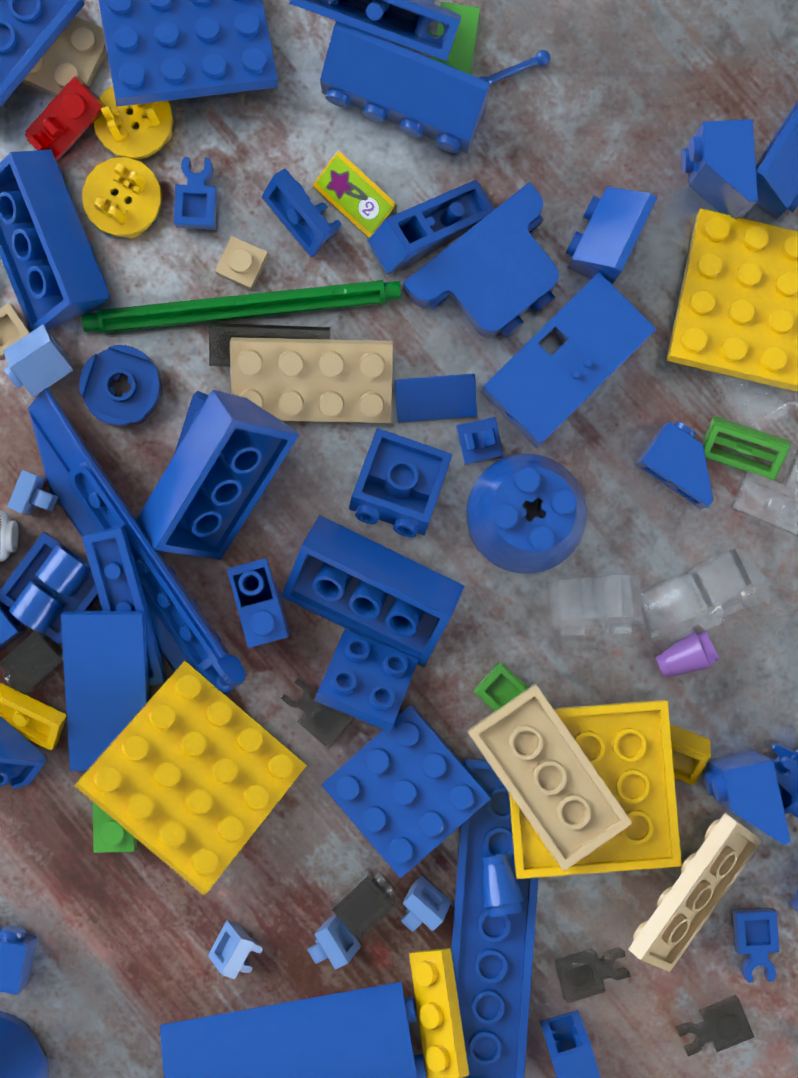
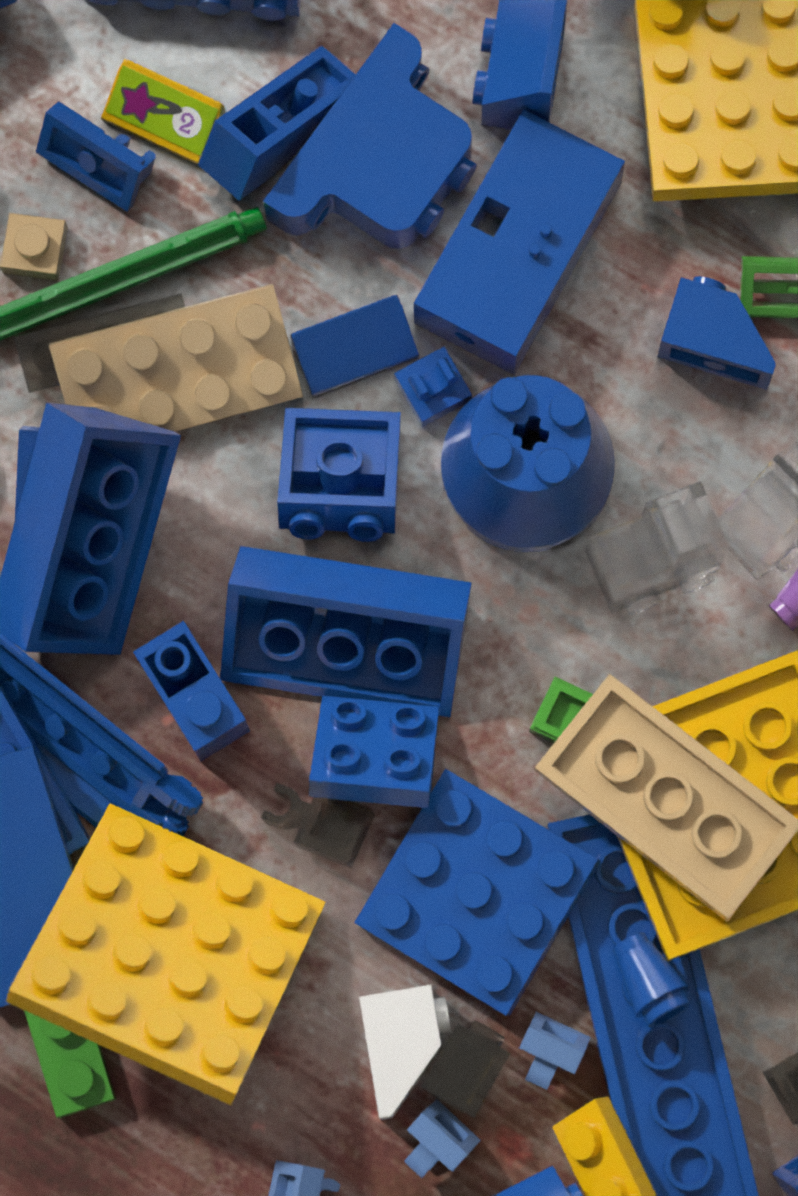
camera: 15 degrees left, 10 degrees down
(328, 872) = (401, 1041): none -> white slope

